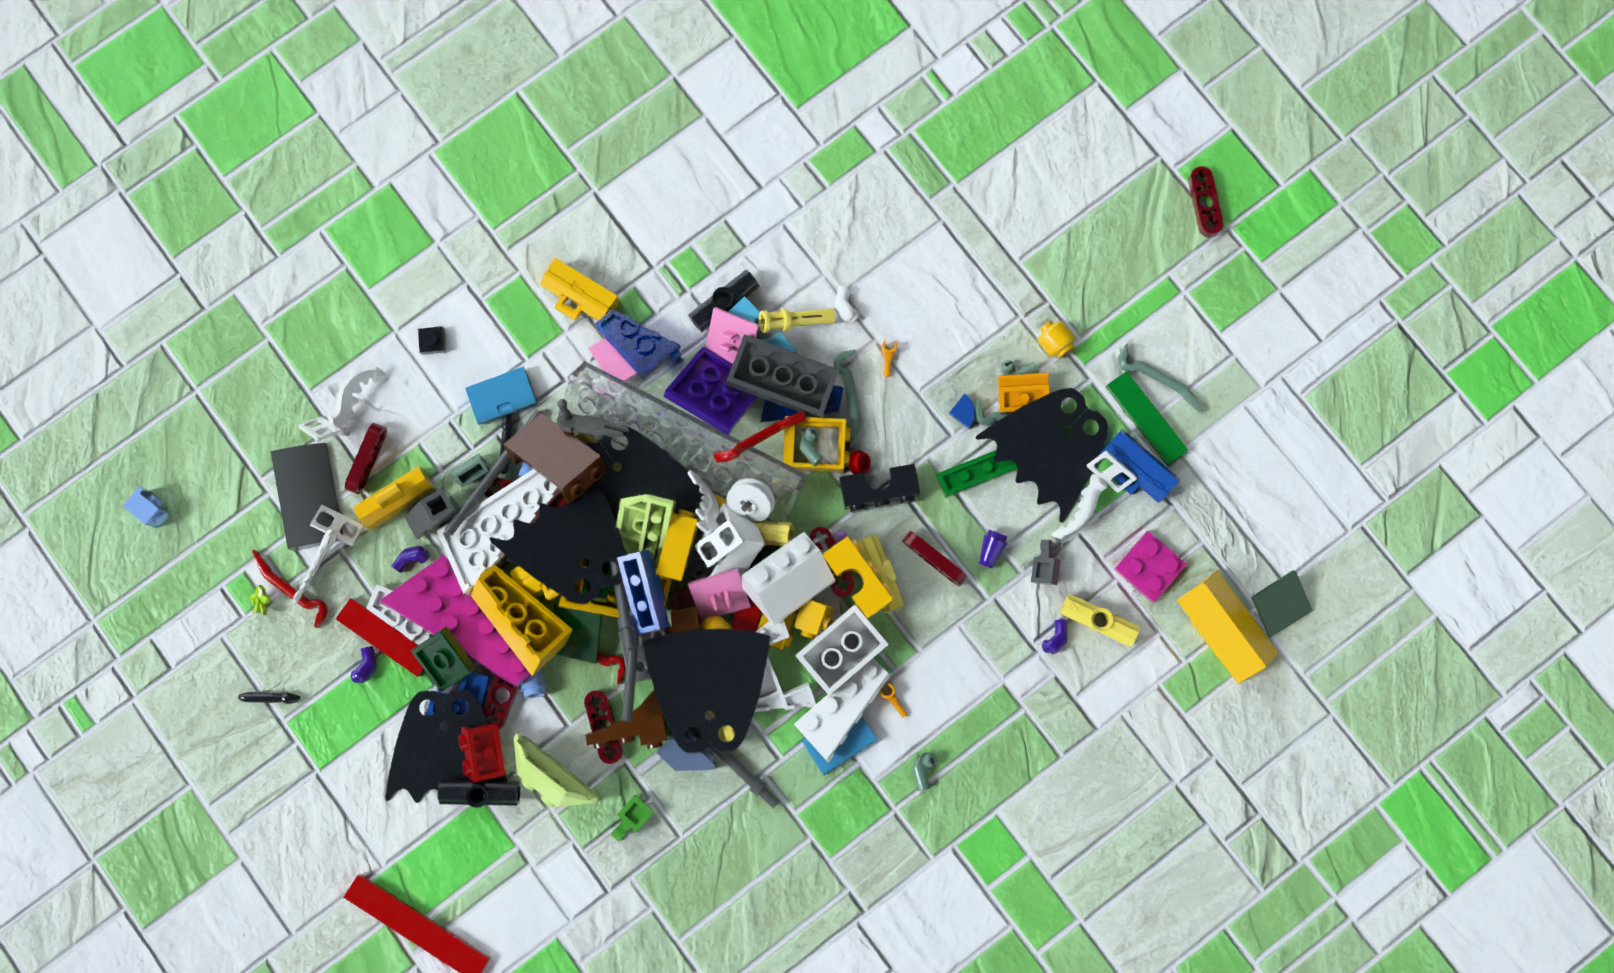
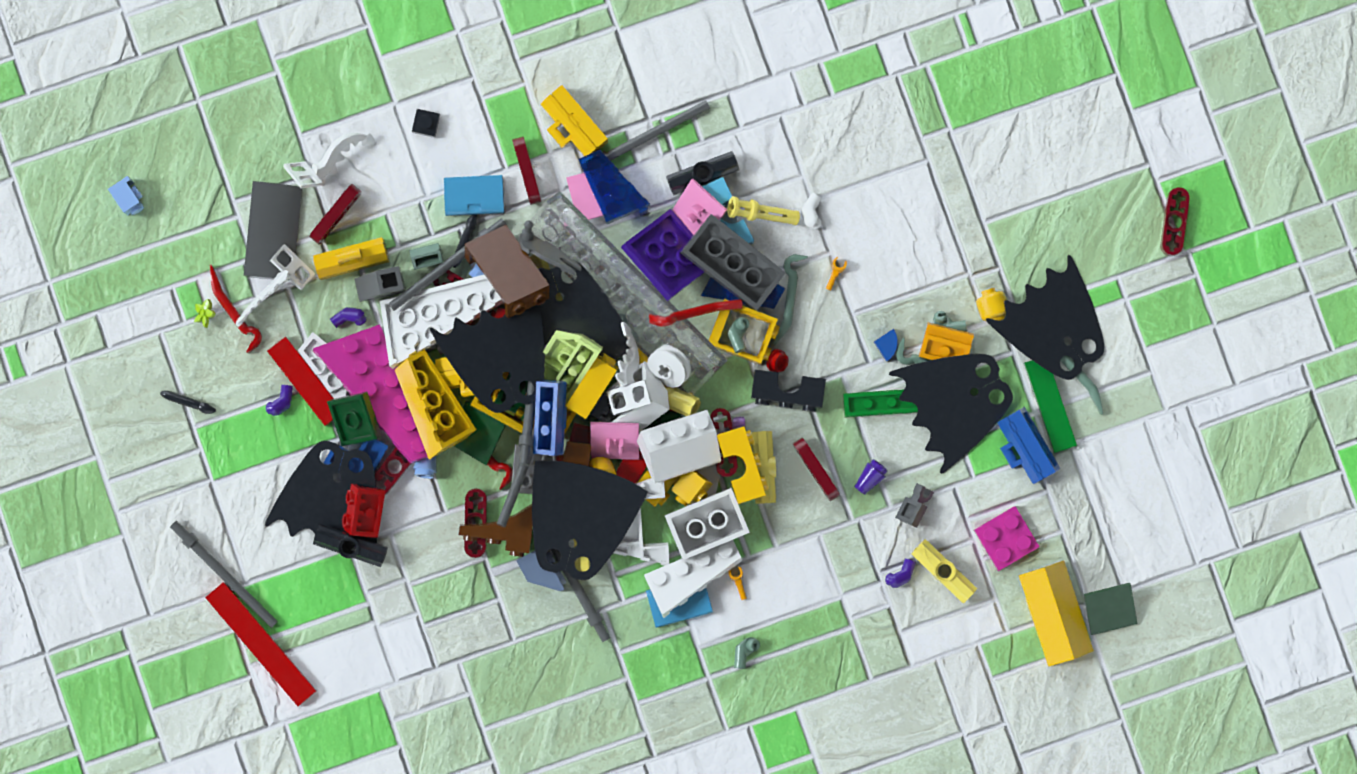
camera: 10 degrees right, 5 degrees up
(312, 842) = (191, 541): none -> dark grey bar
(546, 354) = (526, 170): none -> dark red beam
(549, 777) = (415, 552): yellowish green wedge -> none
(634, 816) = (478, 608): bright green plate -> none
(666, 274) = (657, 130): none -> dark grey bar
(1092, 492) = (984, 450): white piece -> none
(1117, 330) = (1050, 315): none -> black piece

